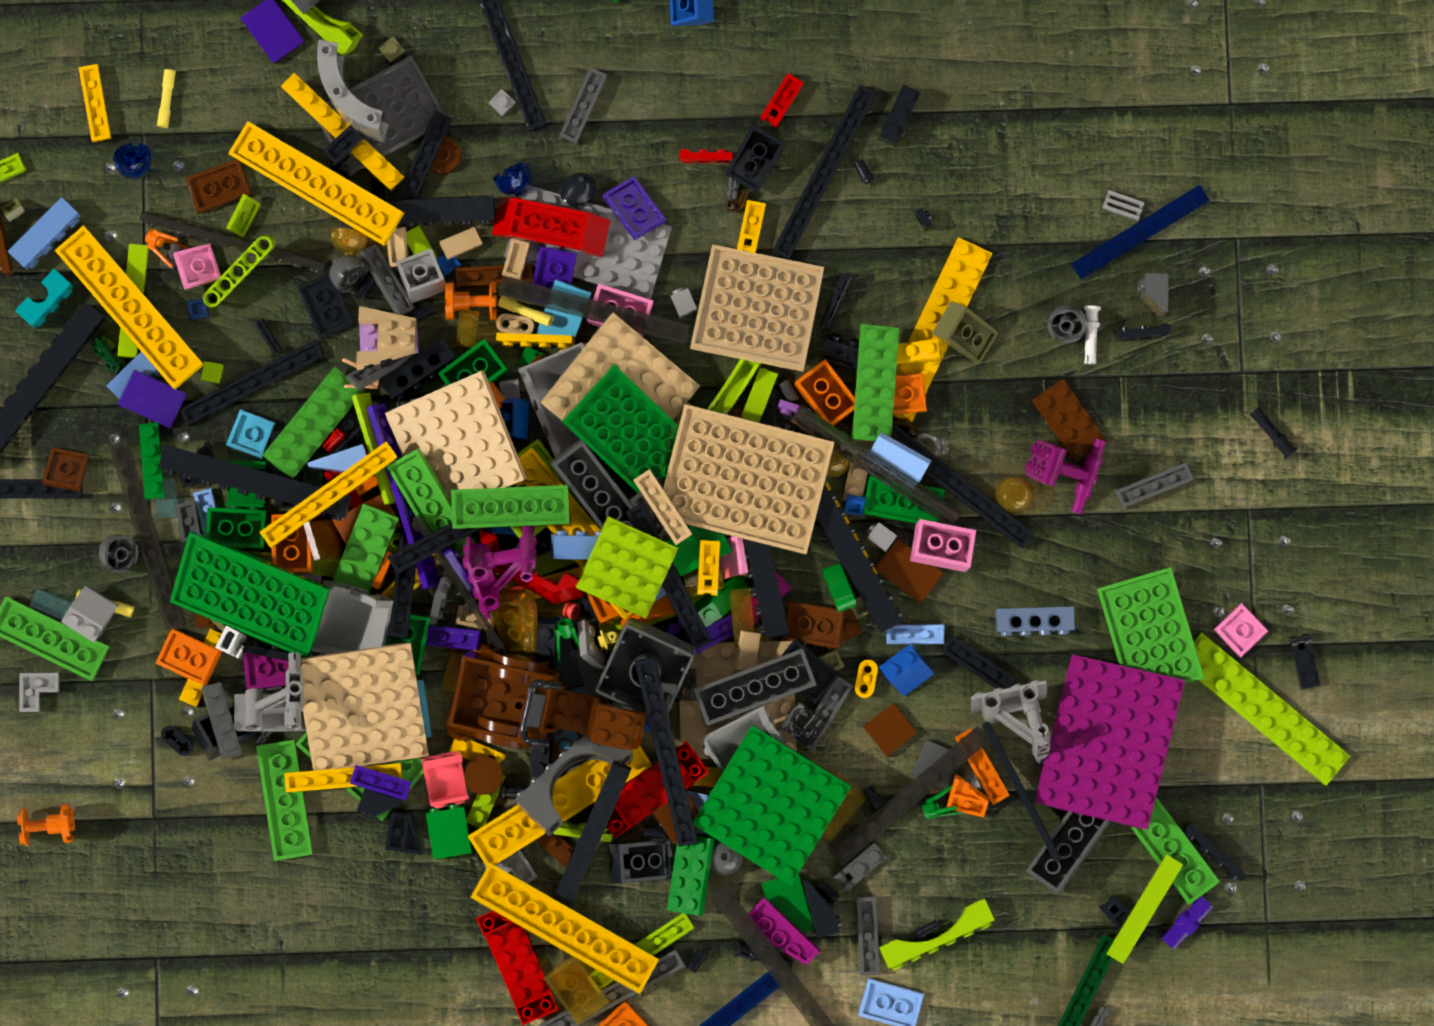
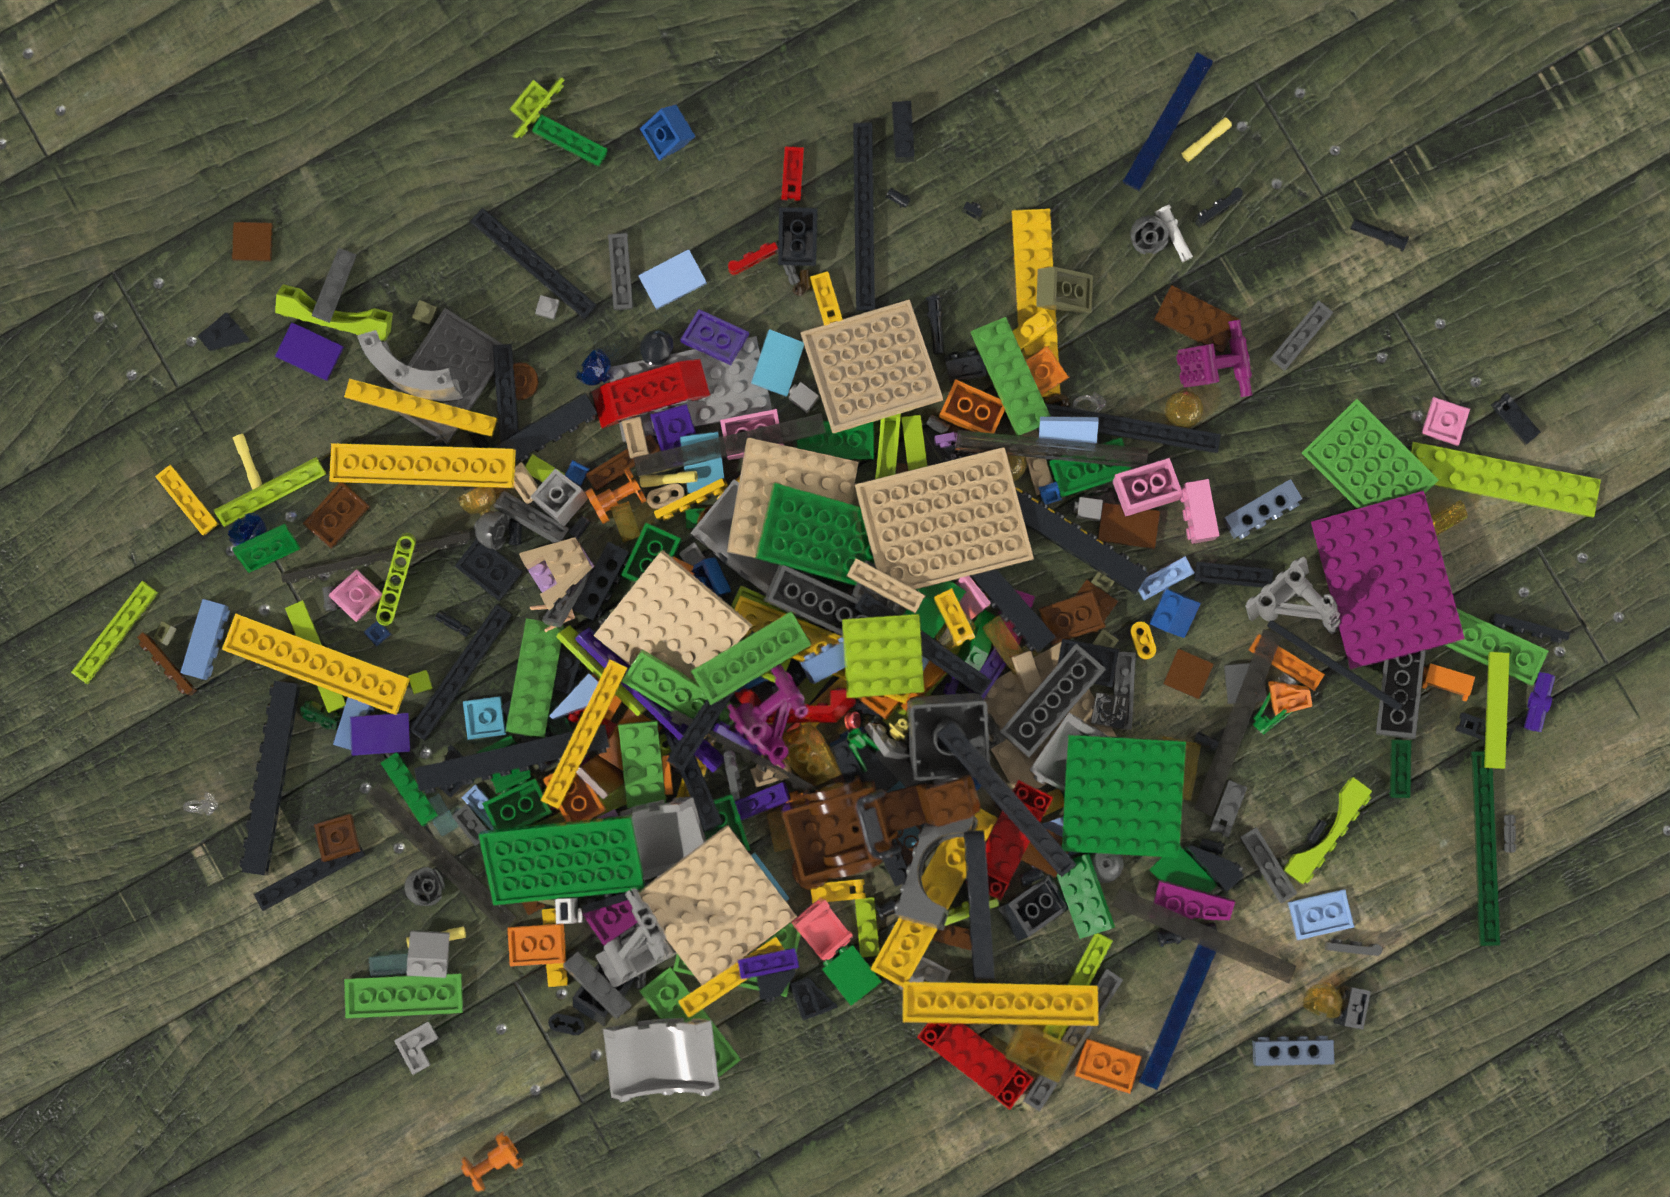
camera: 20 degrees left, 0 degrees up
(57, 289) = (235, 713): teal arch -> none
(141, 182) = (266, 548): none -> green tile
(157, 239) = (307, 590): orange plant -> none
(171, 134) = (270, 491): none -> lime tile
(242, 814) = (661, 1058): none -> light grey panel
(243, 215) = (373, 529): lime plate -> none
(333, 441) = (561, 683): red pin -> none
(342, 145) = (427, 421): black plate -> none
(460, 243) = (578, 450): tan tile -> none
(483, 775) = (854, 908): reddish brown tile -> none
(625, 137) = (672, 279): none -> light blue tile
(677, 260) = (777, 363): none -> medium azure tile
(696, 960) = (1130, 968): black piece -> none
(698, 365) = (848, 444): none -> green plate
(839, 587) = (1077, 573): green beam -> none
(976, 591) = (1199, 511): none -> bright pink brick
(1031, 914) = (1400, 769): none -> dark green plate
(1115, 859) = (1447, 680): none -> orange brick
(1125, 198) = (1156, 103): light grey tile -> none
(1154, 292) = (1211, 166): dark grey slope -> none
(1177, 264) = (1198, 146): none -> light yellow piece
(1195, 716) = (1449, 517): none -> clear yellow plate

